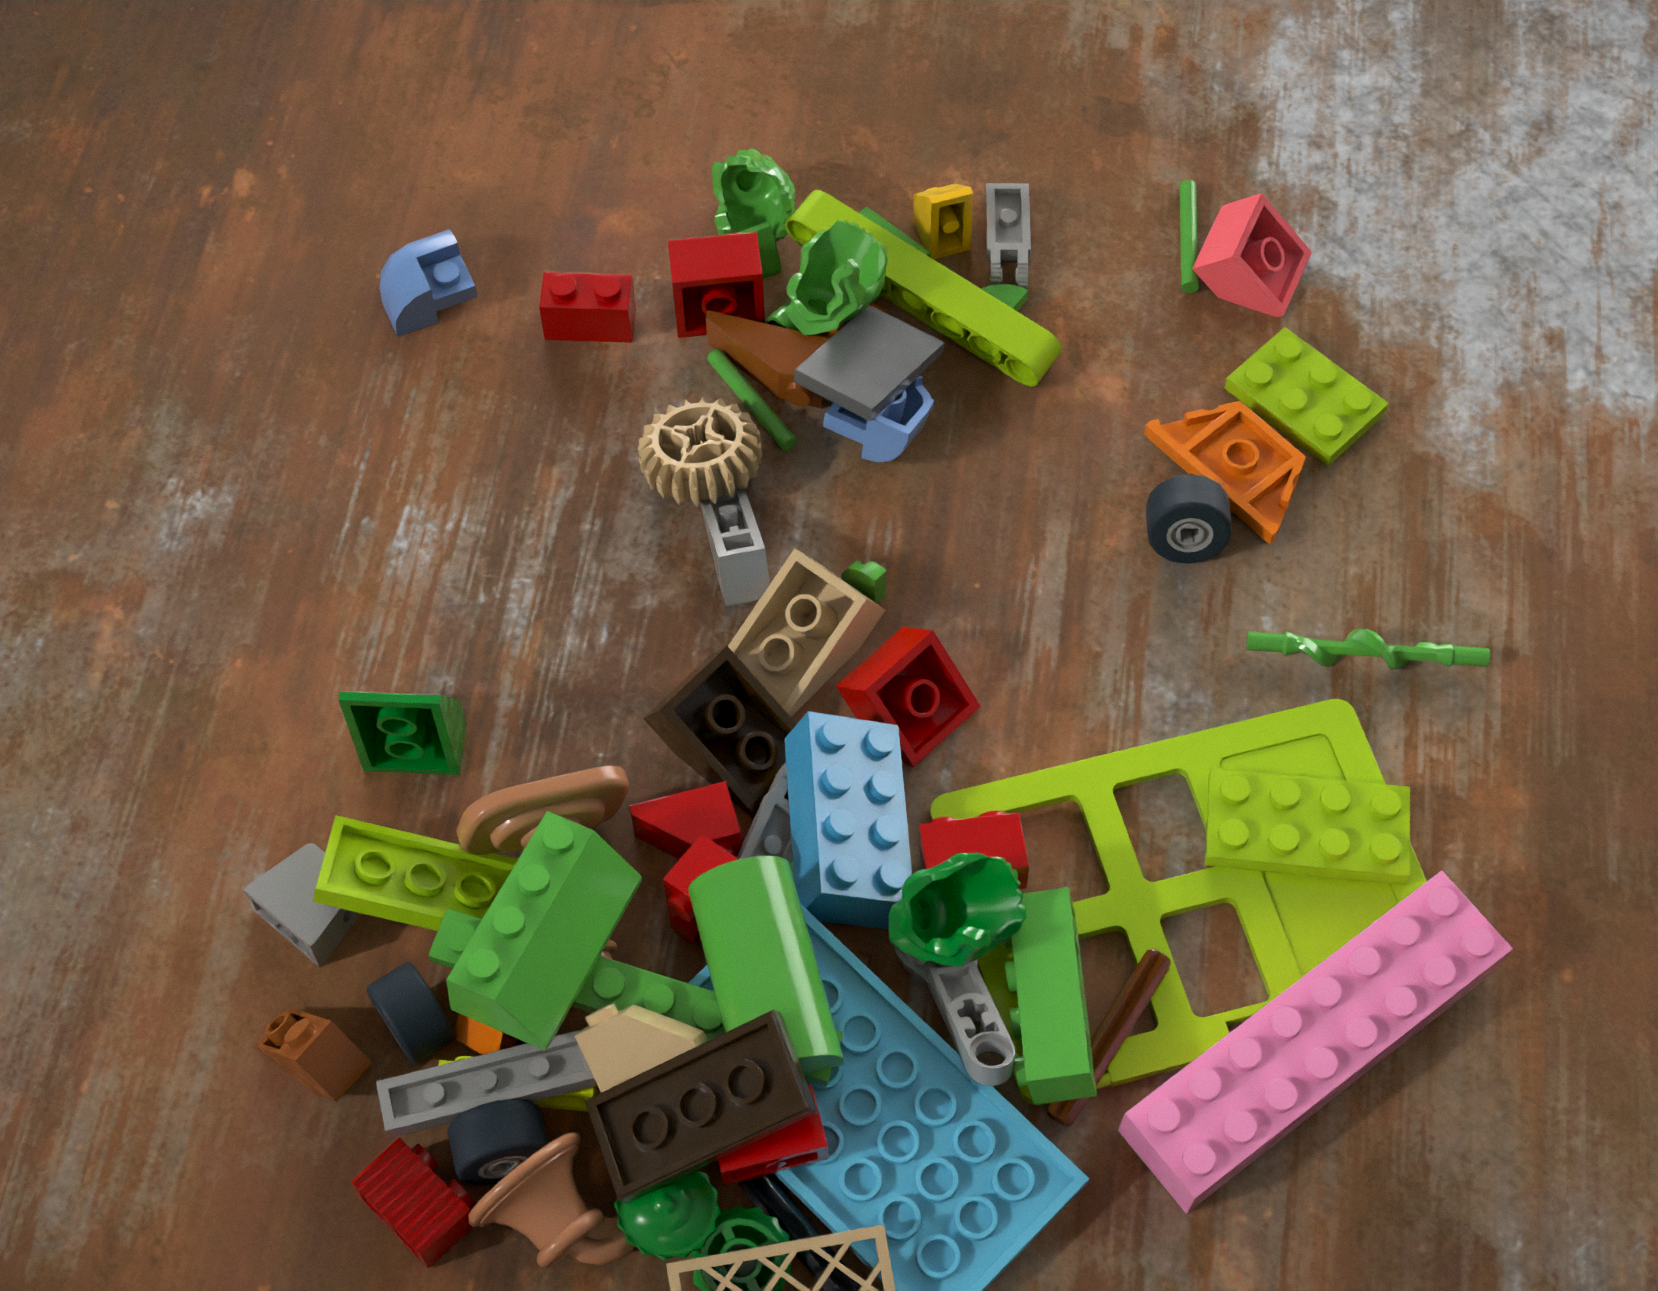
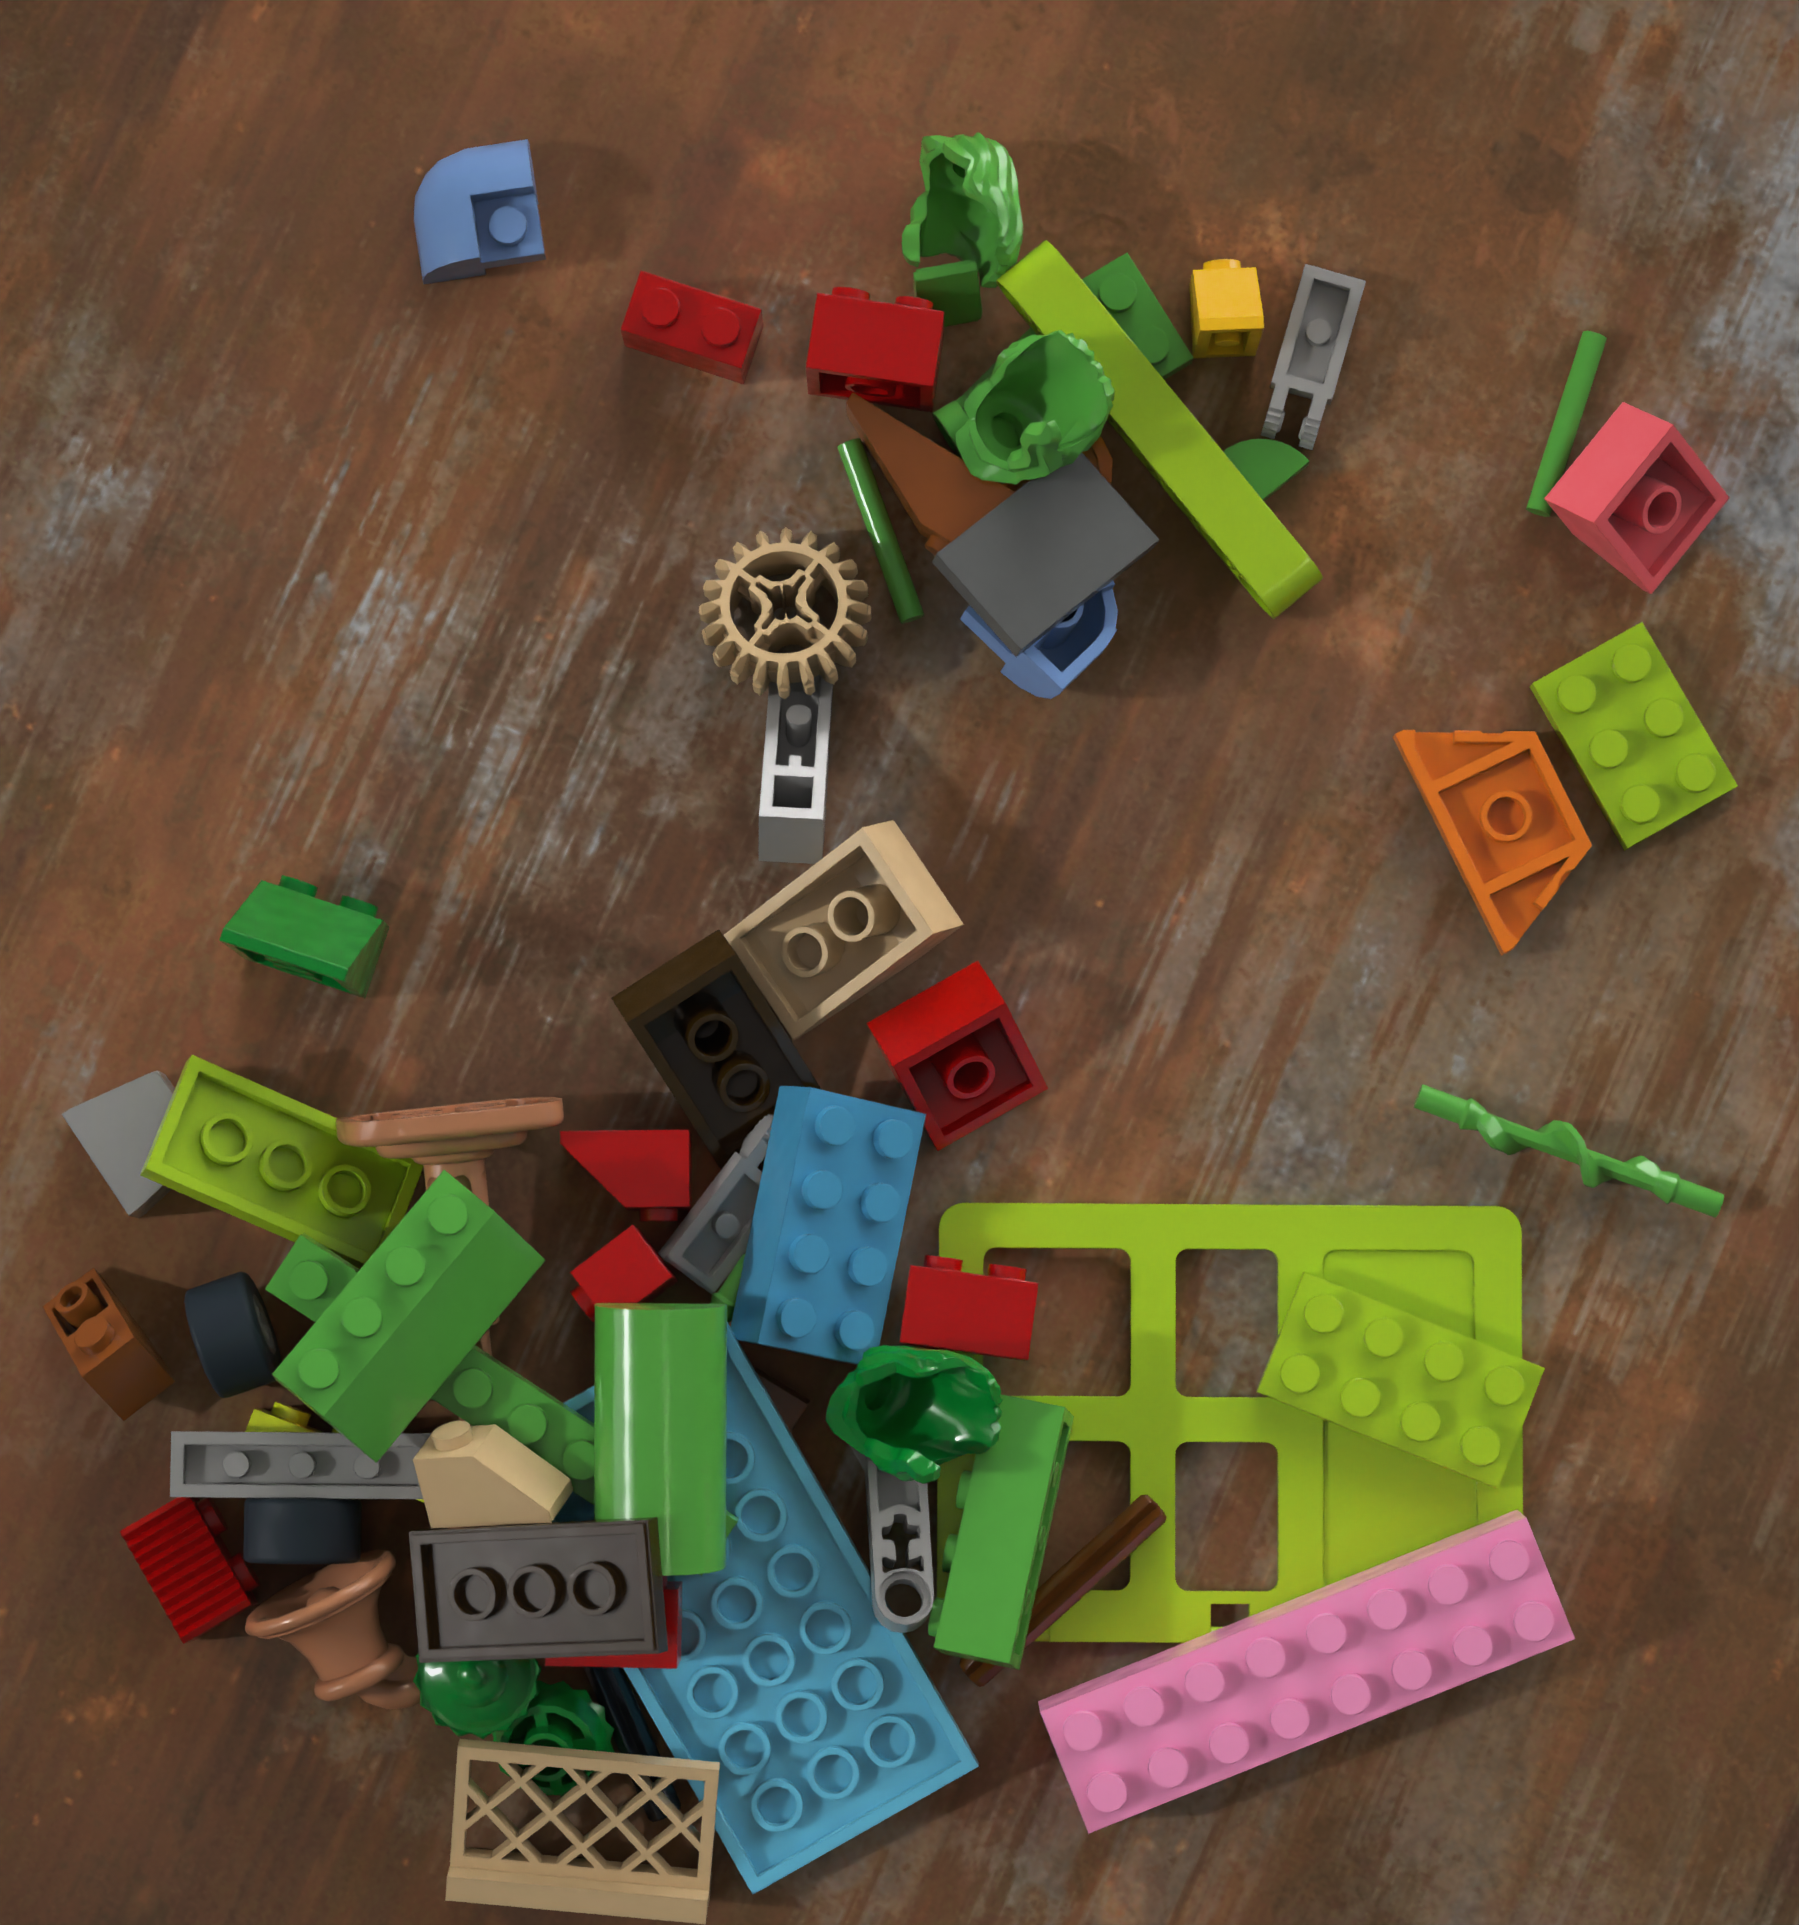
camera: 15 degrees right, 25 degrees up
(867, 579) = (953, 863): bright green tile -> none
(1188, 519) = (1400, 901): black wheel -> none

